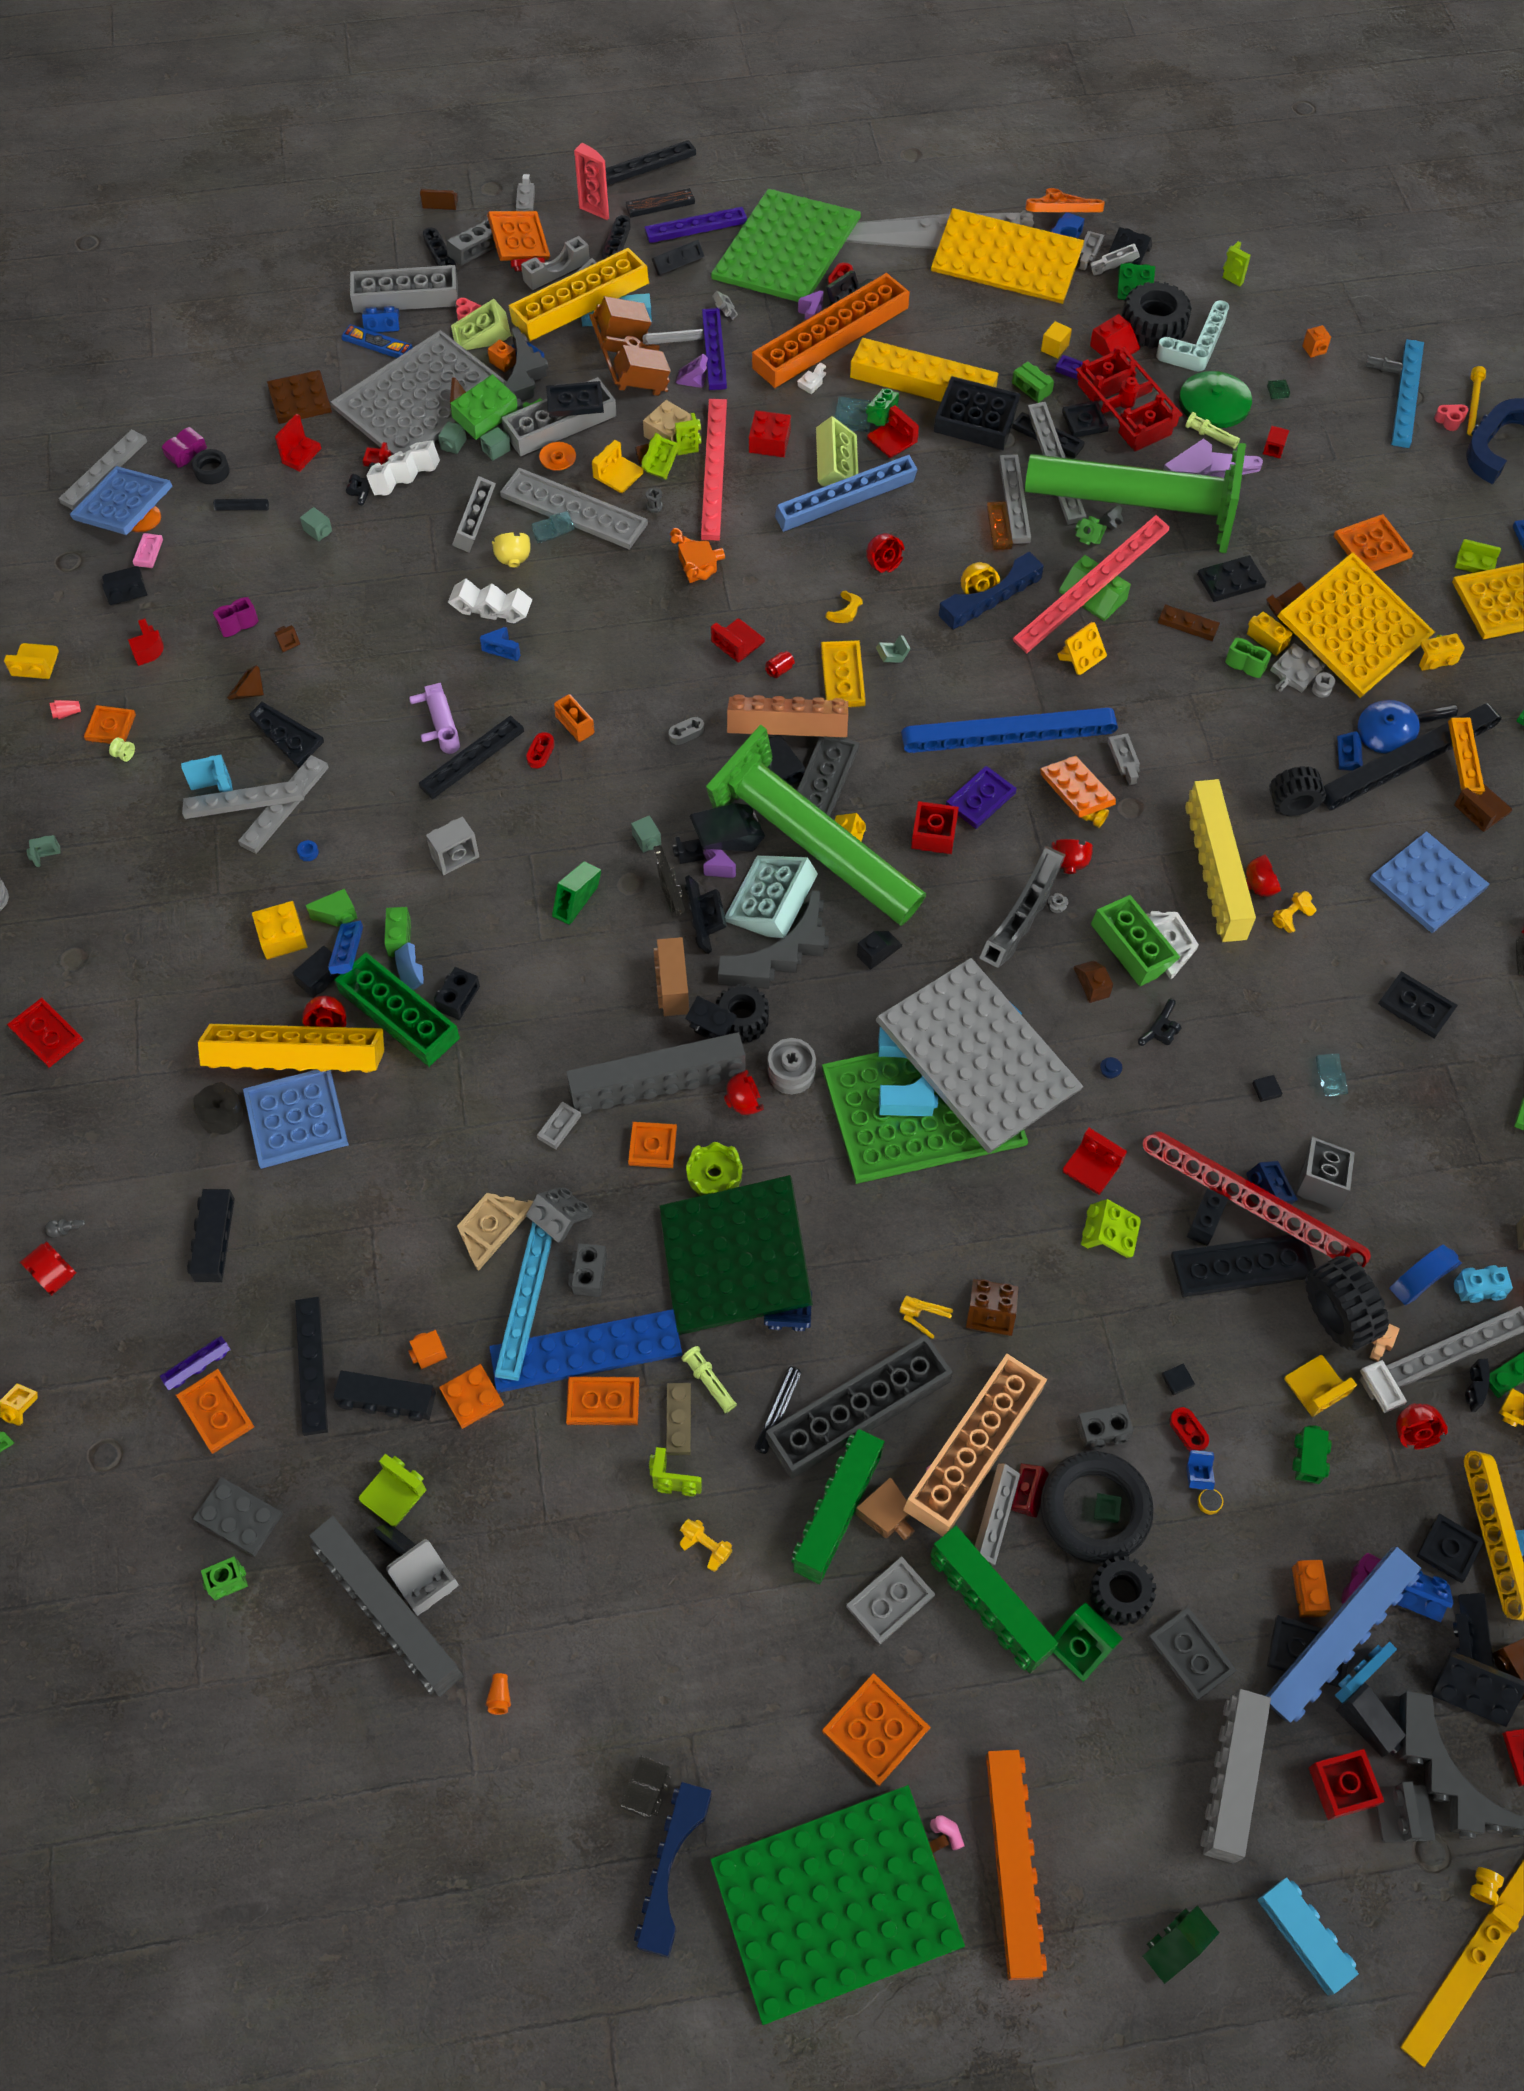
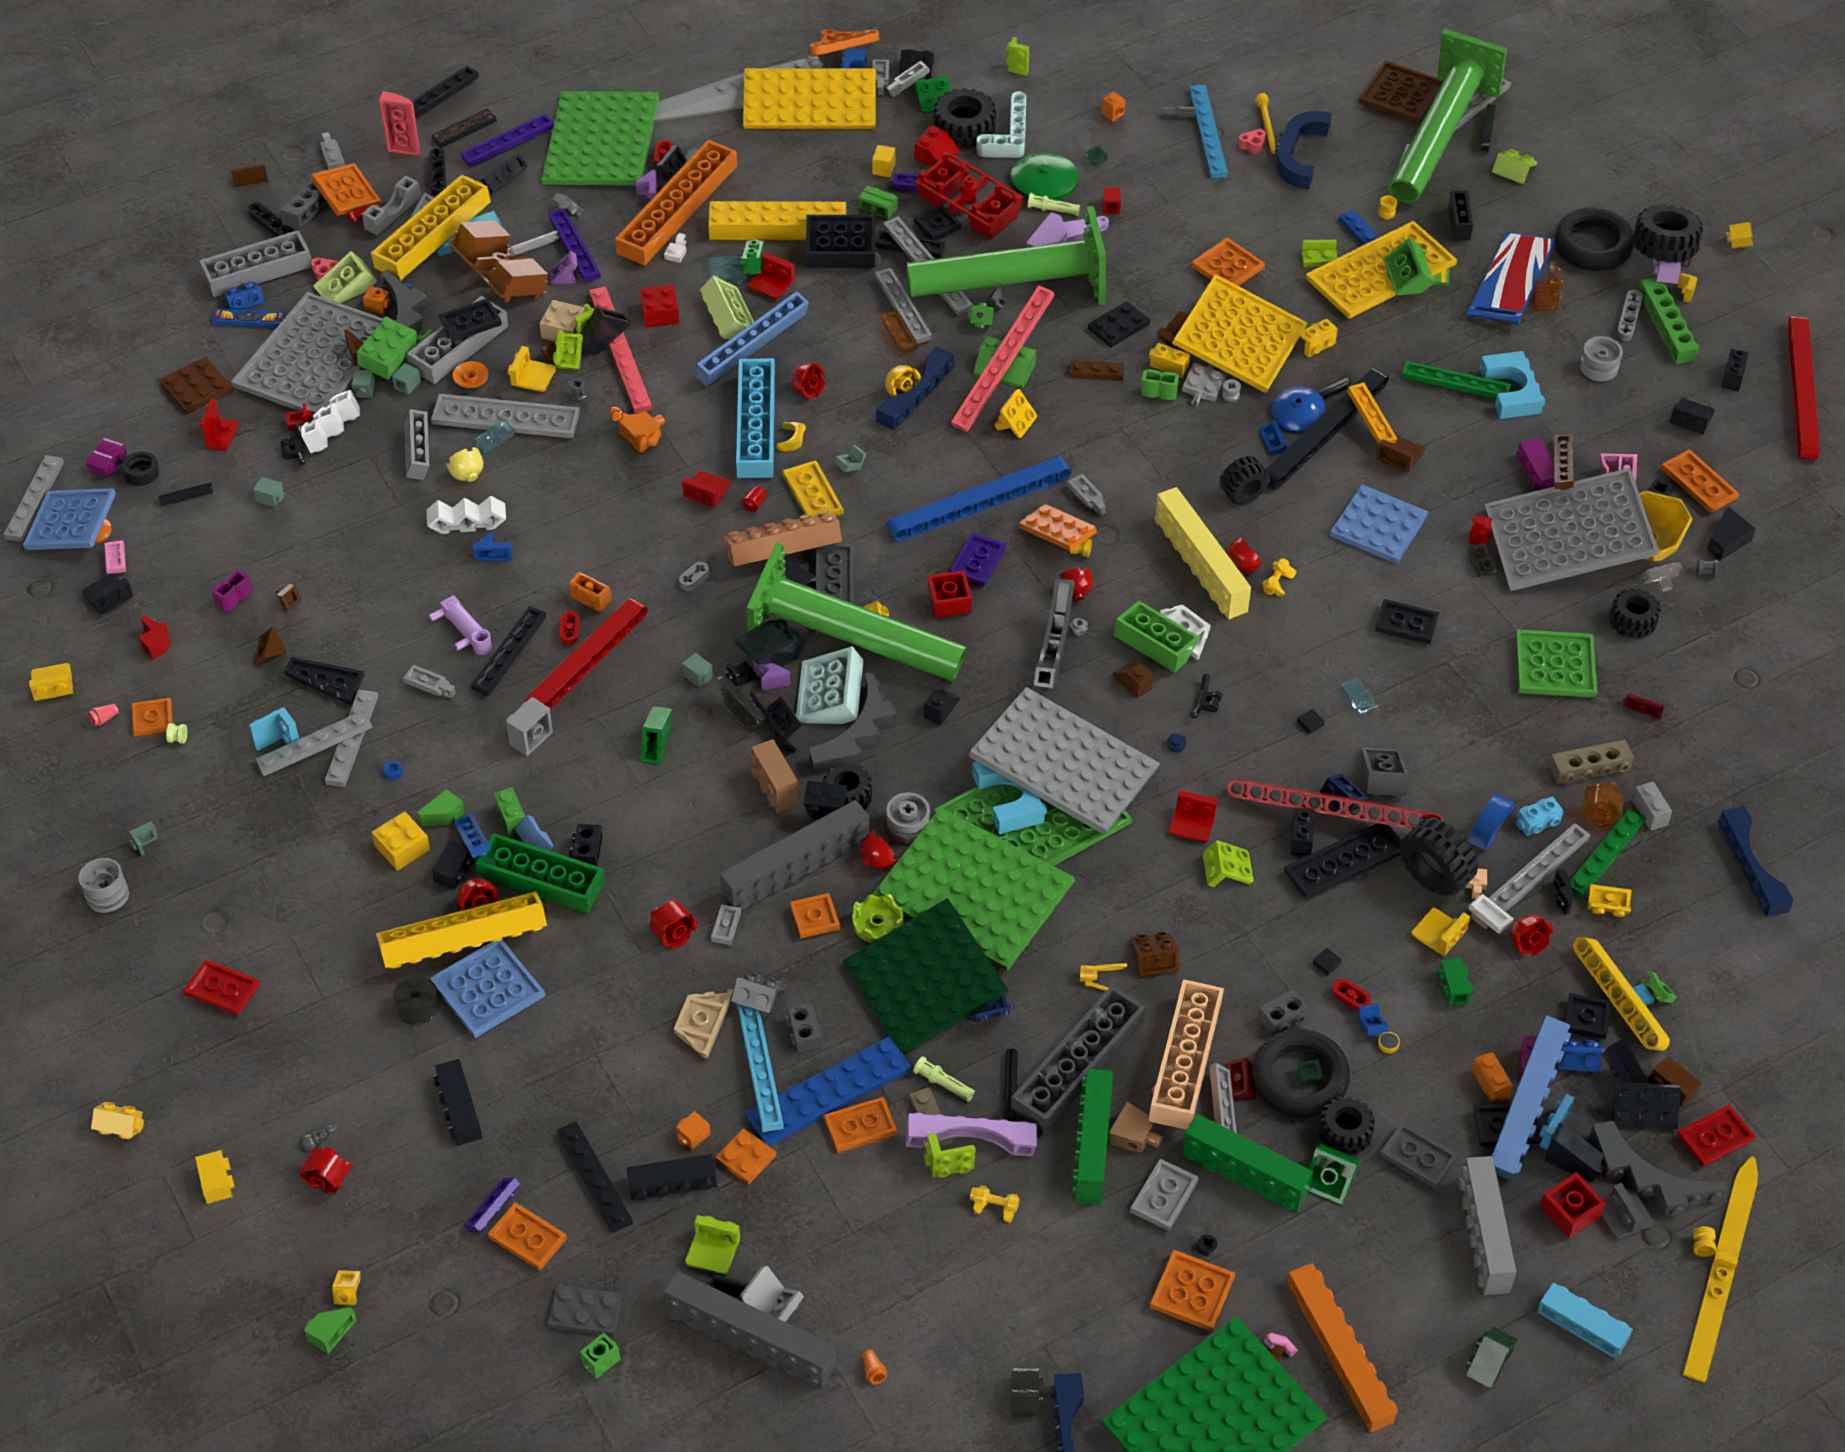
camera: 20 degrees left, 10 degrees down
(380, 767) = (429, 682): none -> light grey hinge
(502, 1108) = (672, 924): none -> red brick
(544, 786) = (589, 653): none -> red beam
(701, 443) = (602, 329): none -> black slope
(755, 1475) = (1014, 1137): none -> lavender arch
(815, 579) = (755, 418): none -> medium azure brick
(842, 1167) = (991, 884): none -> bright green plate
(920, 1683) = (1205, 1251): none -> black bush

